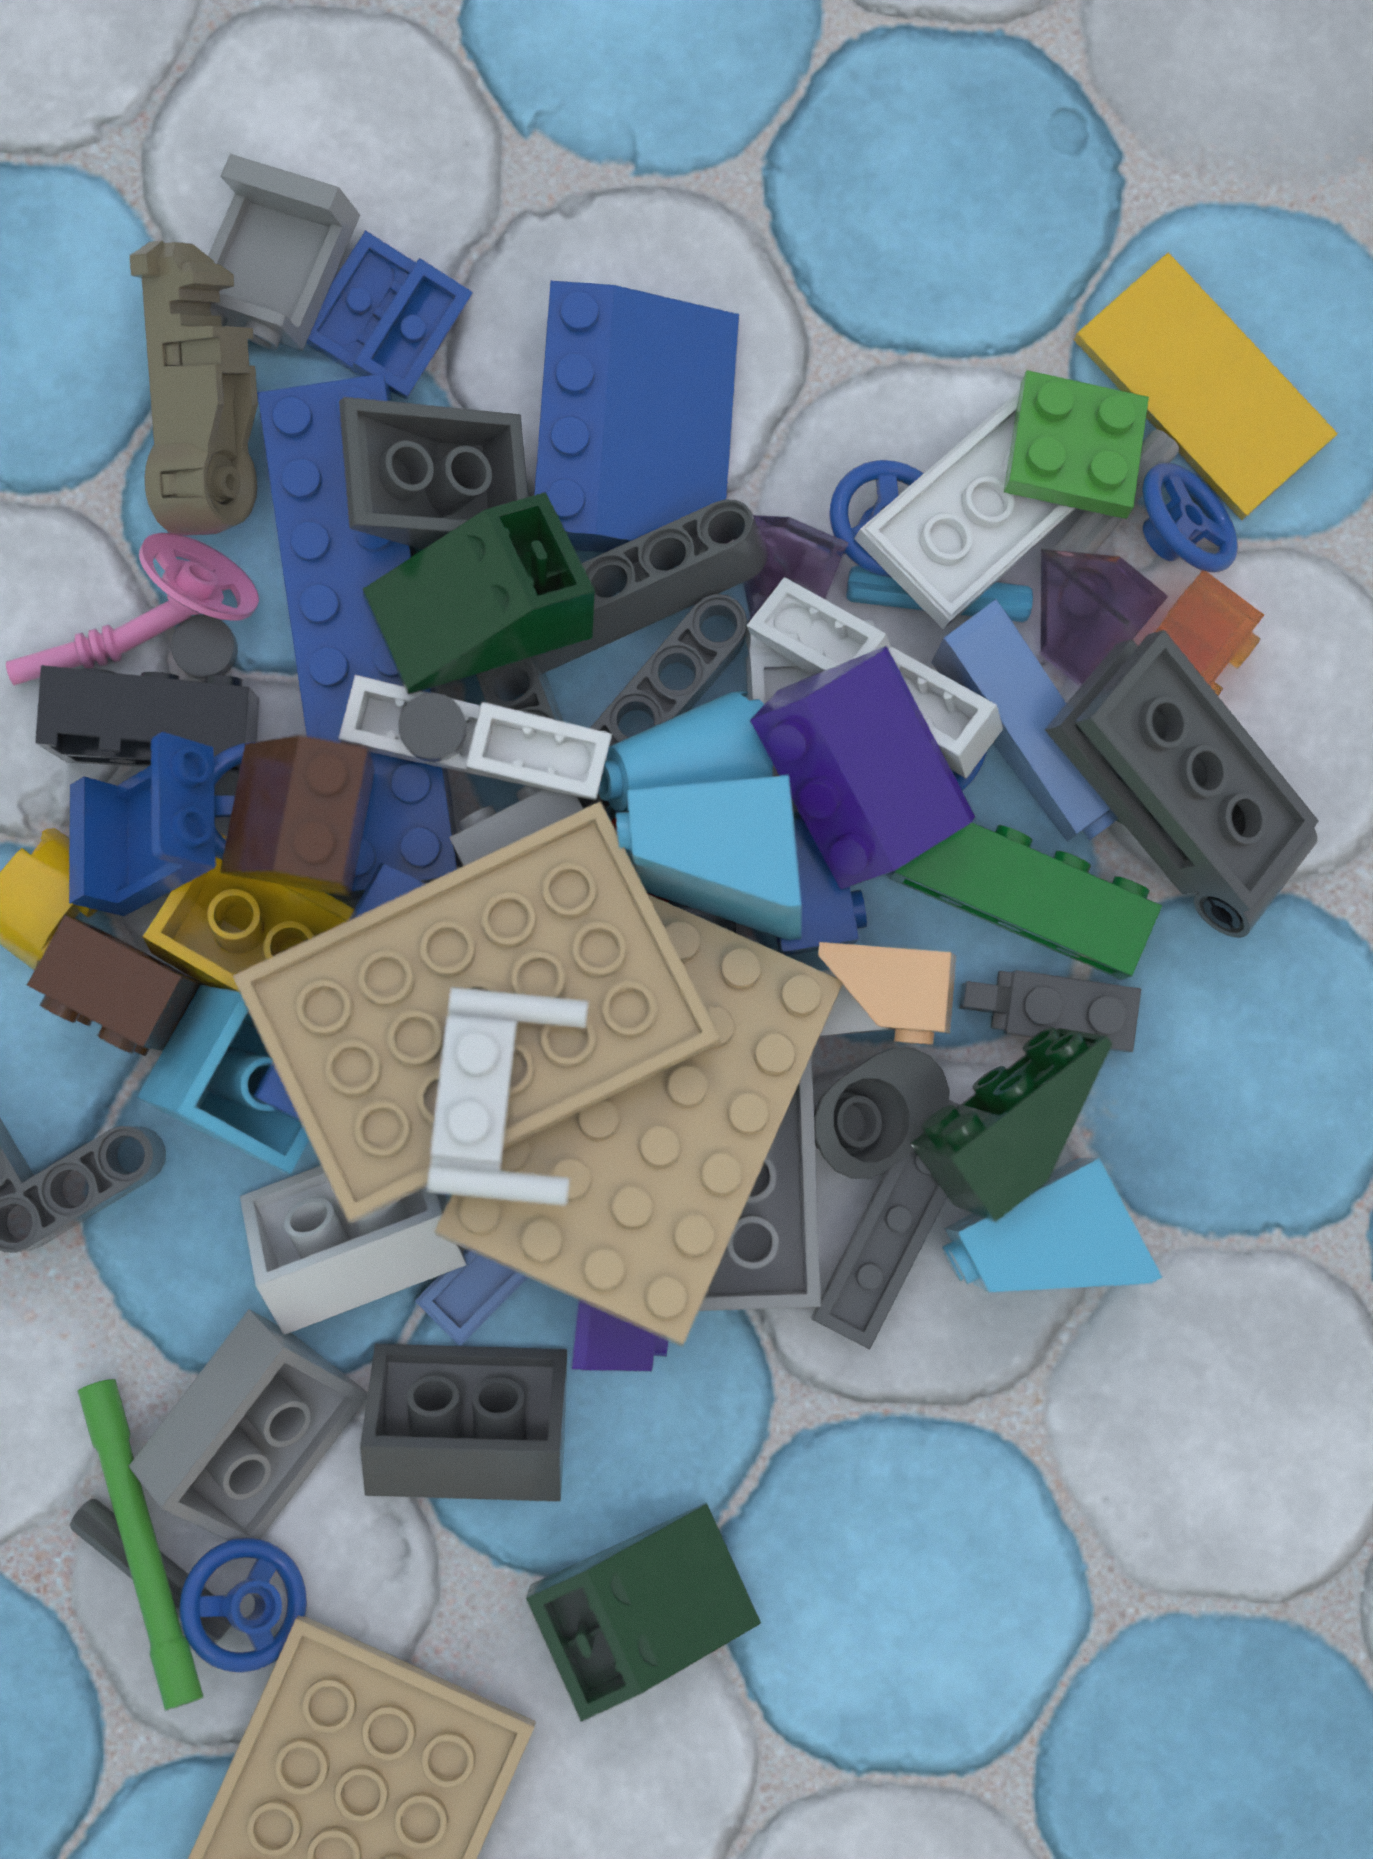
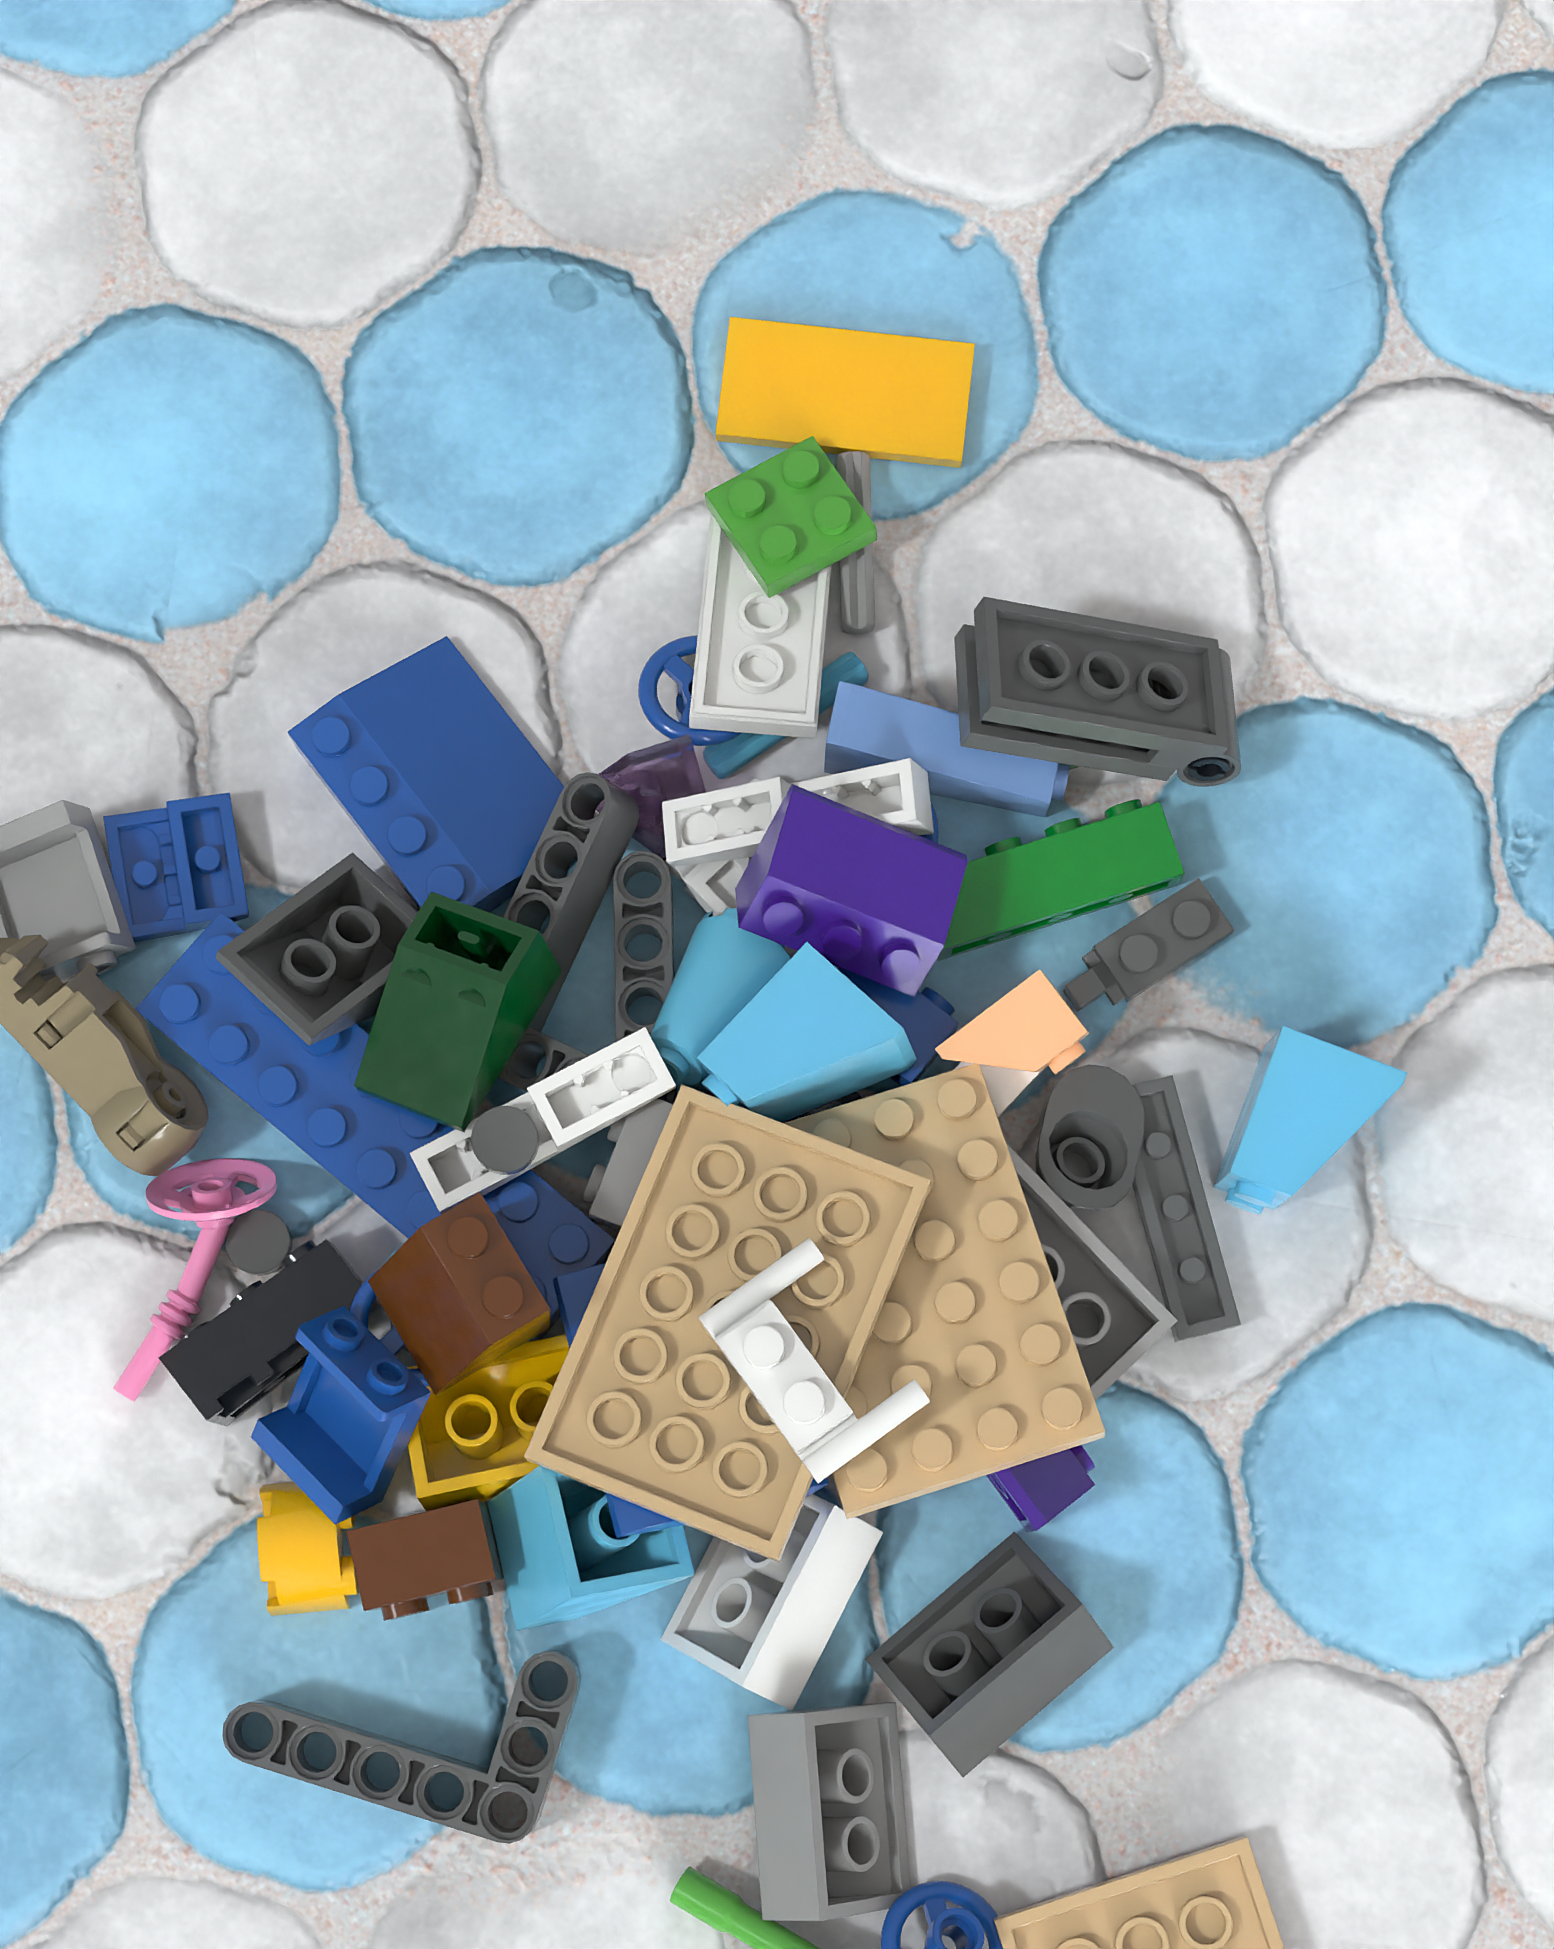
camera: 40 degrees left, 5 degrees down
(468, 1295) = (905, 1553): medium blue tile -> none
(641, 1610) = (1248, 1673): dark green slope -> none
(1015, 1125) = (1199, 1058): dark green slope -> none
(1090, 608) = (910, 629): clear purple slope -> none
(1181, 524) = (919, 509): blue piece -> none
(1212, 627) = (1009, 565): clear orange brick -> none

